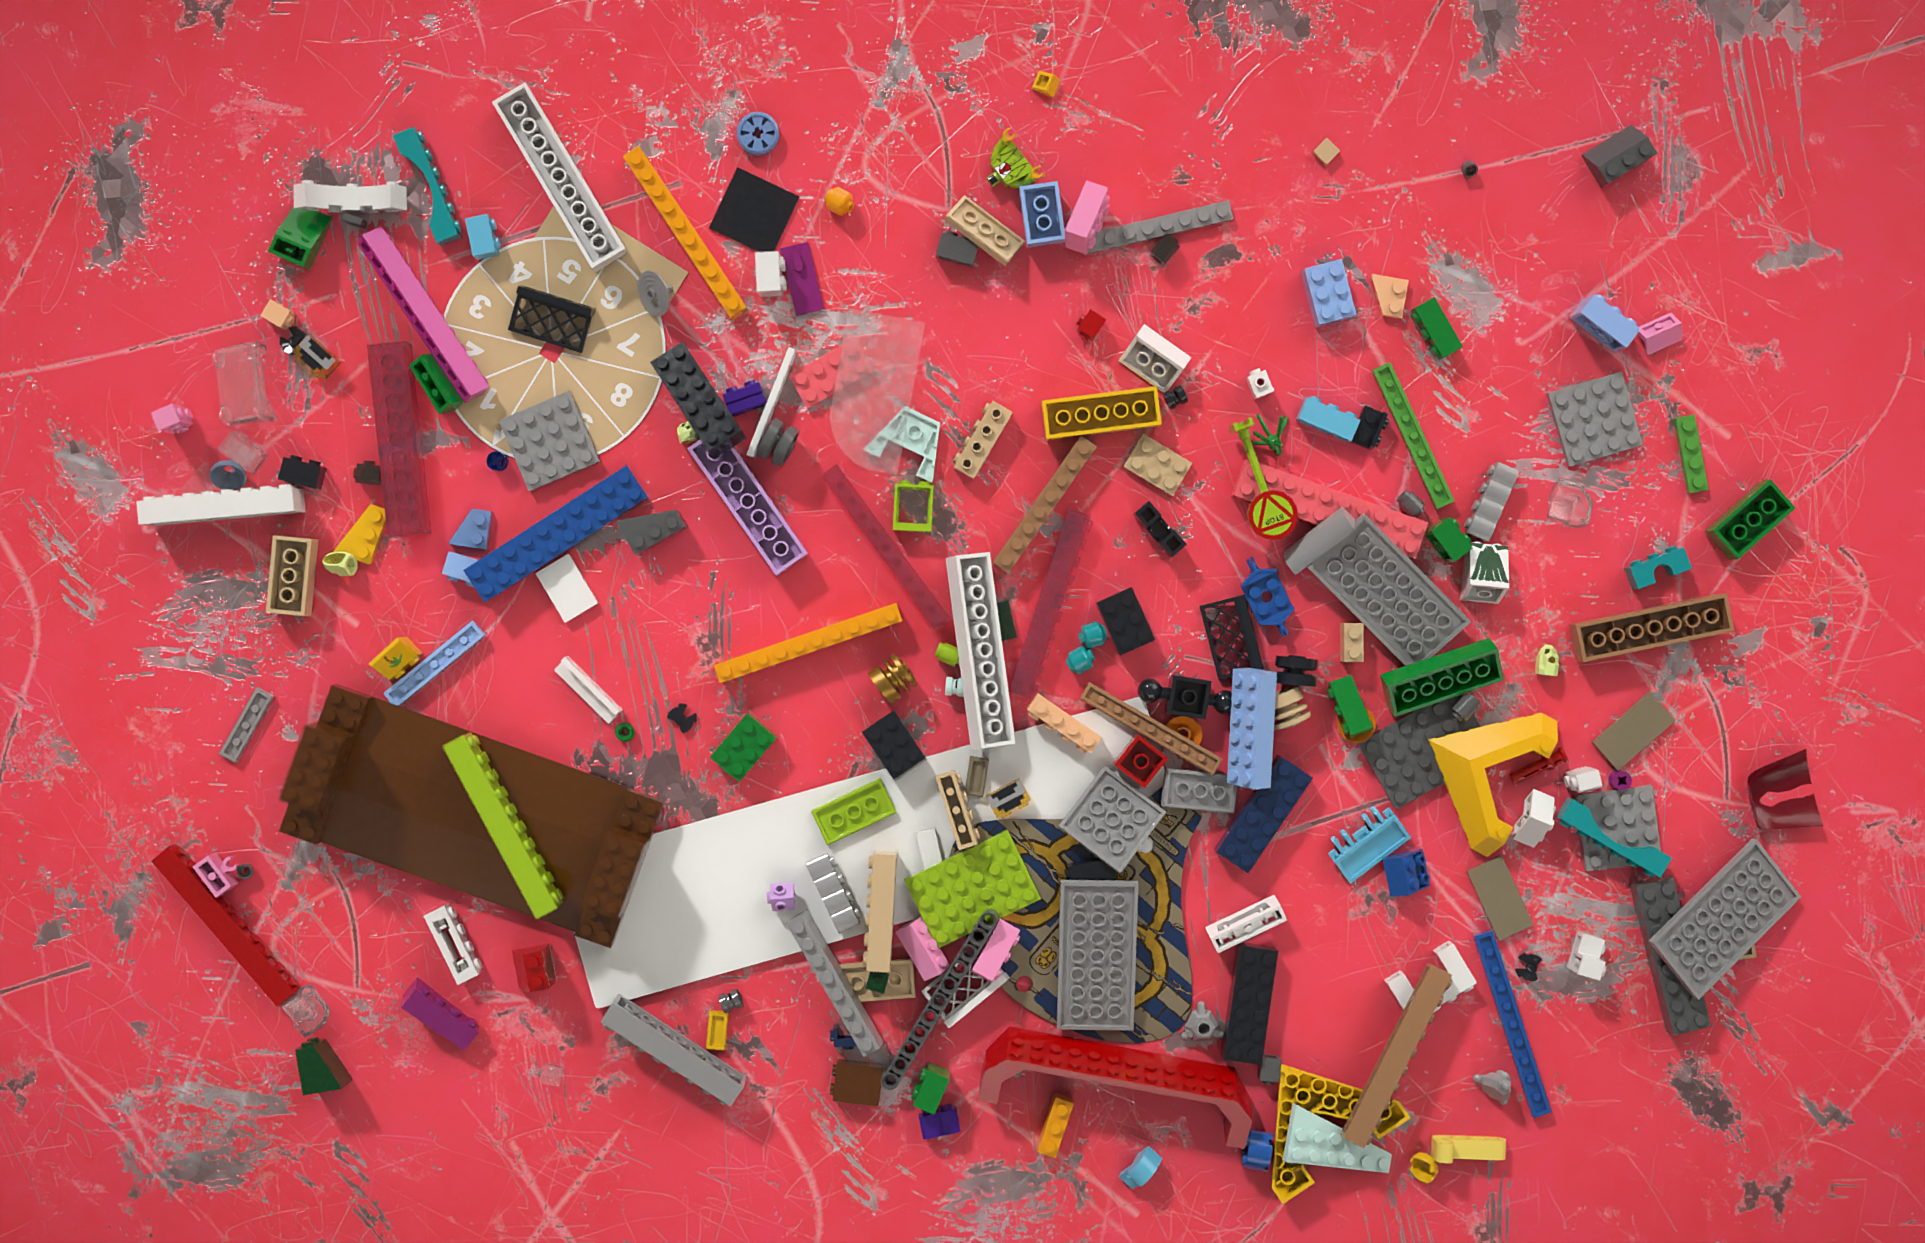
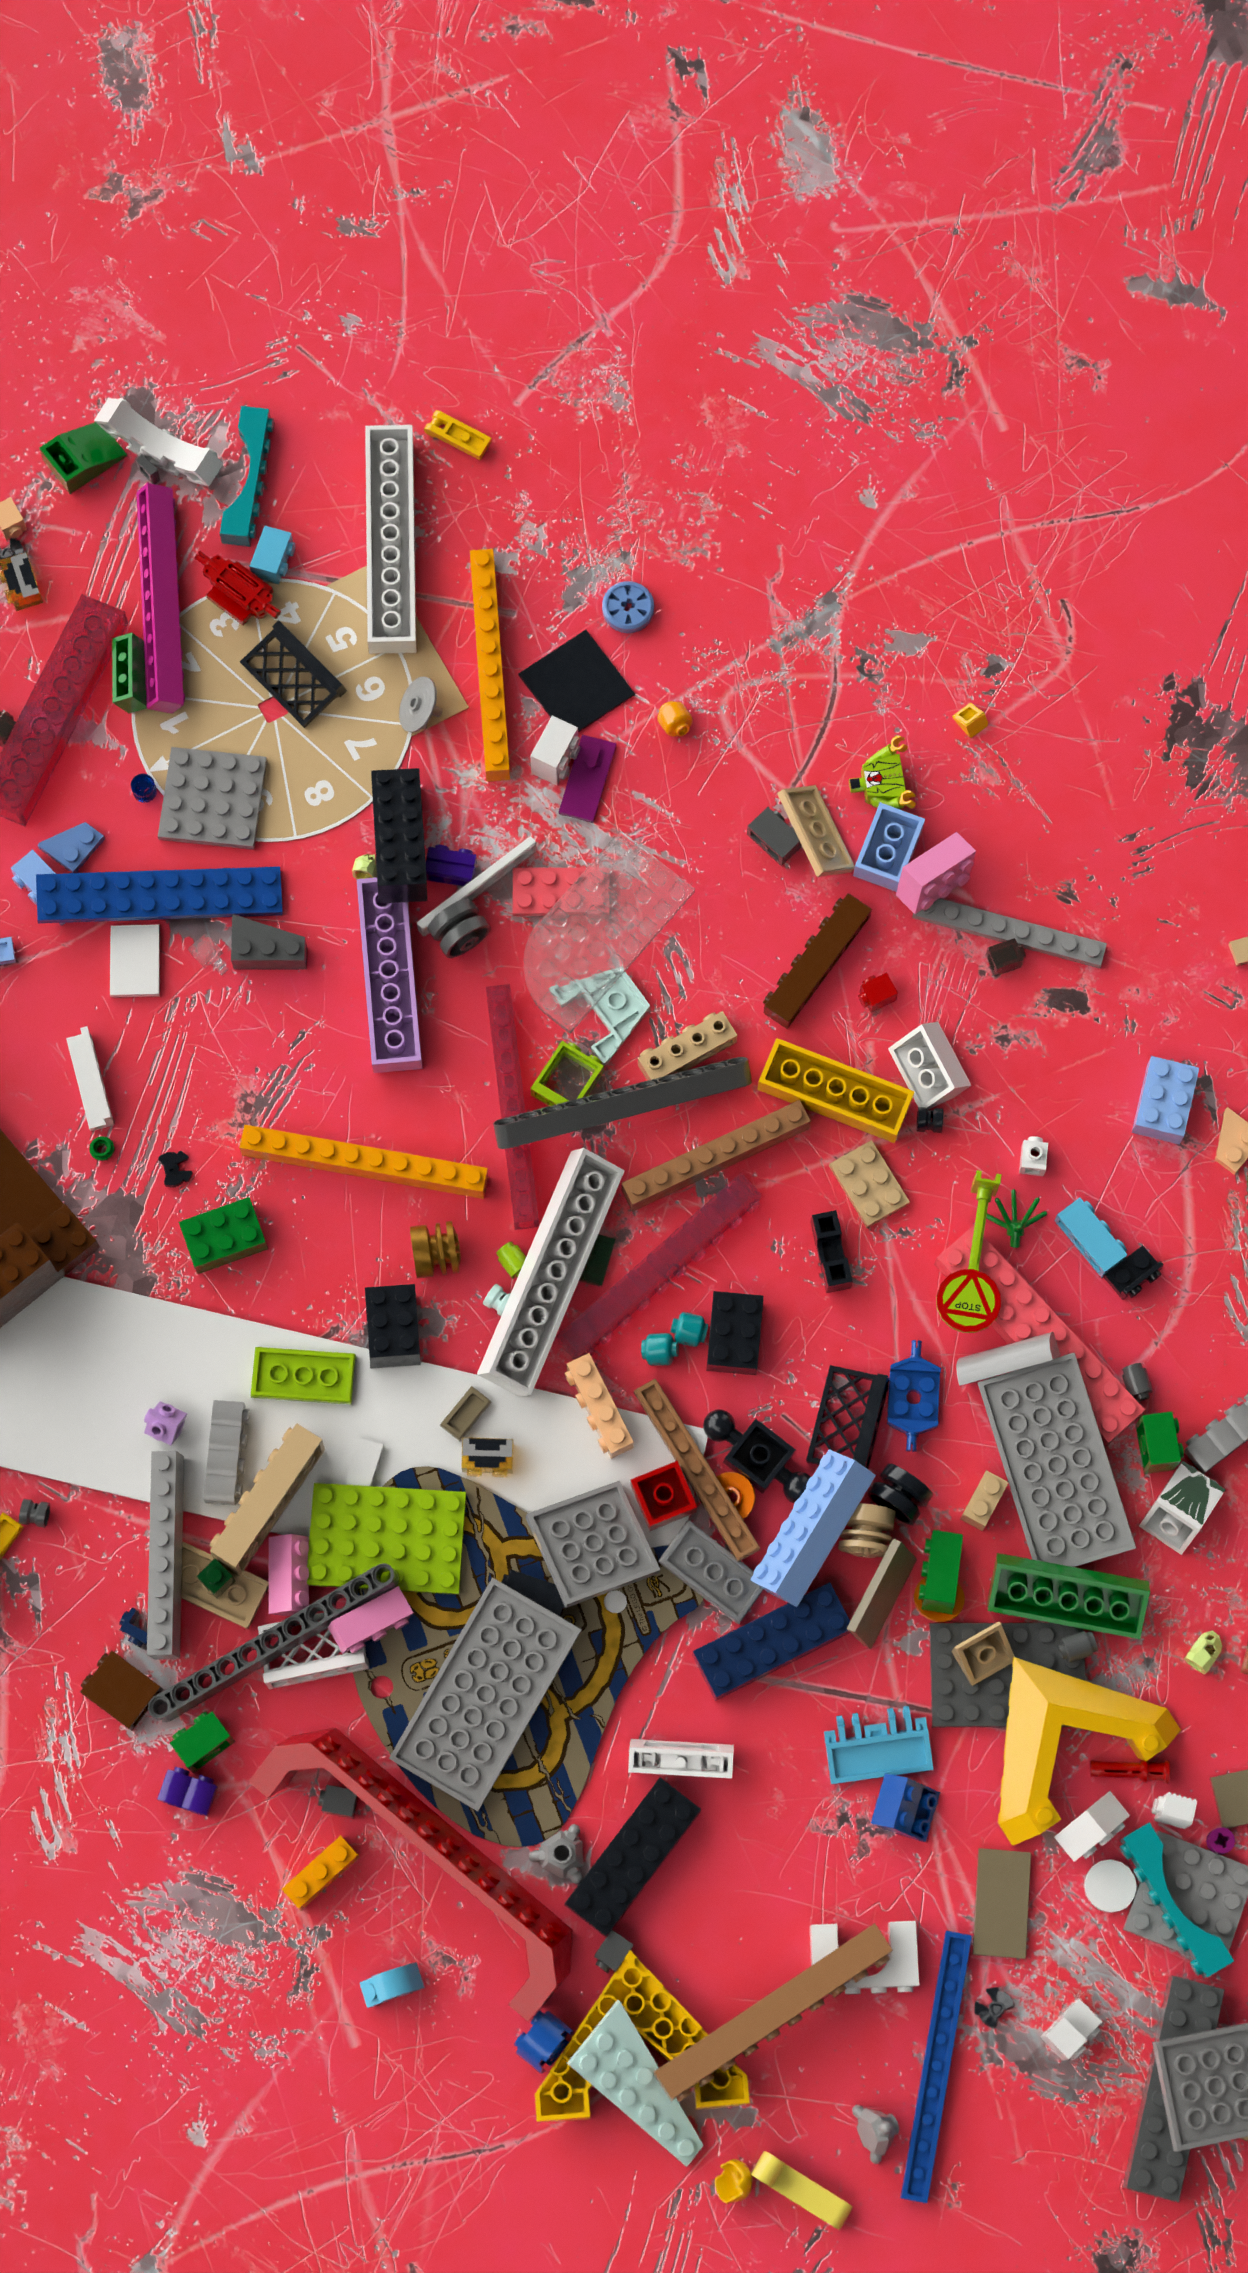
camera: 25 degrees right, 15 degrees down
(474, 277) = (237, 589): none -> red piece
(561, 68) = (458, 435): none -> yellow plate
(613, 555) = (208, 953): none -> clear plate
(956, 809) = (421, 1434): tan brick -> none
(962, 506) = (622, 1102): none -> dark grey beam
(1037, 325) = (817, 960): none -> reddish brown brick
(1038, 1078) = (338, 1801): none -> dark grey brick
(1318, 744) = (881, 1593): none -> dark tan tile
(1406, 746) = (984, 1653): none -> tan slope
(1413, 435) = (1180, 1309): bright green plate -> none
(1563, 848) = (1110, 1886): none -> white tile

